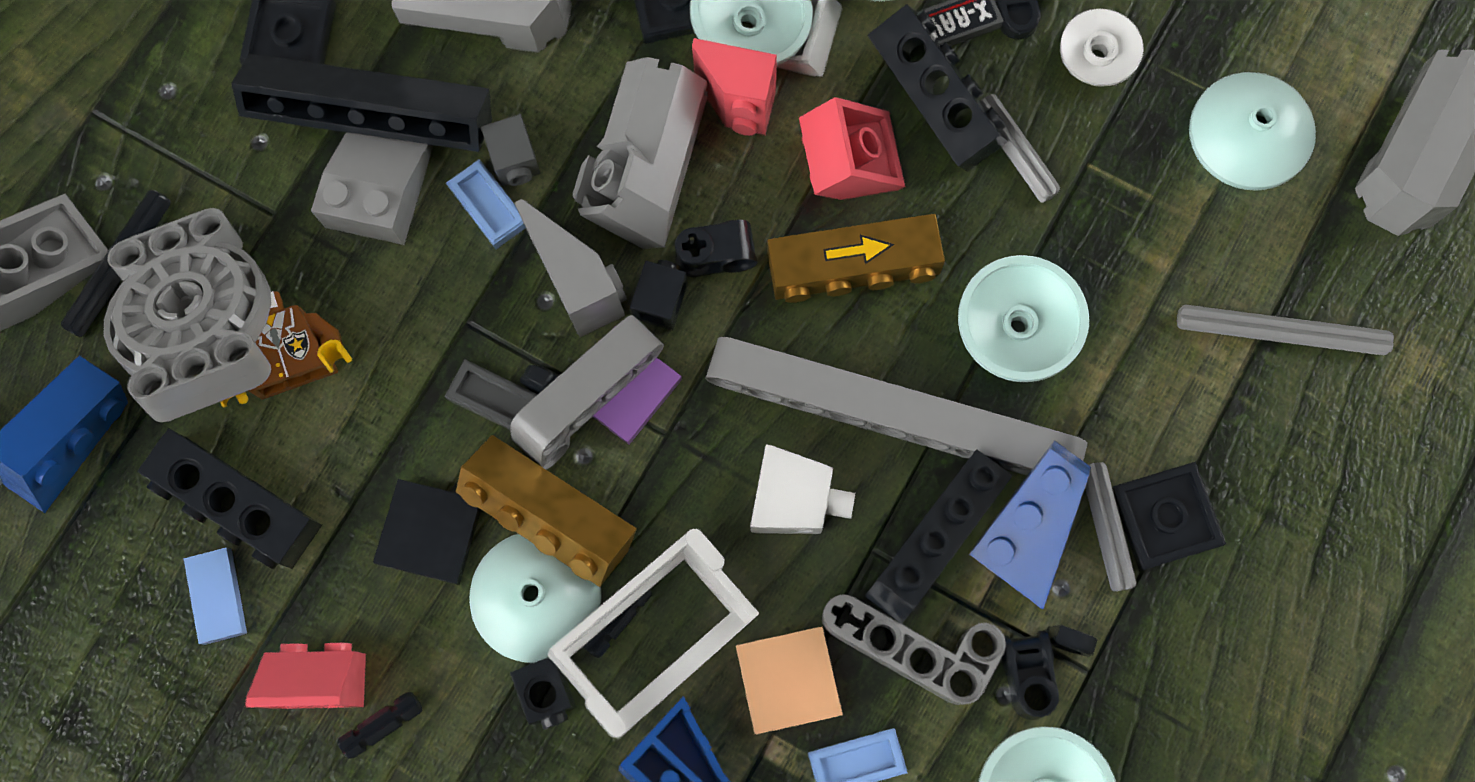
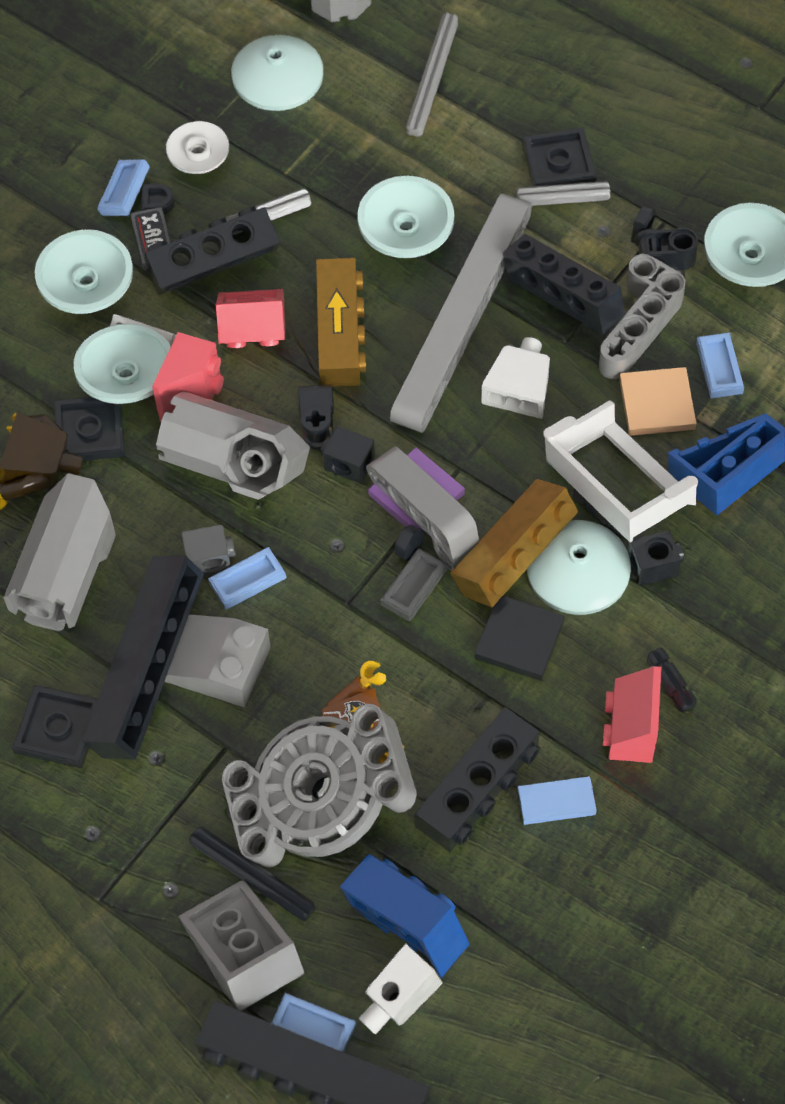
camera: 85 degrees left, 15 degrees down
(584, 285) = (322, 506): light grey slope -> none
(1034, 524) = (560, 219): wedge -> none

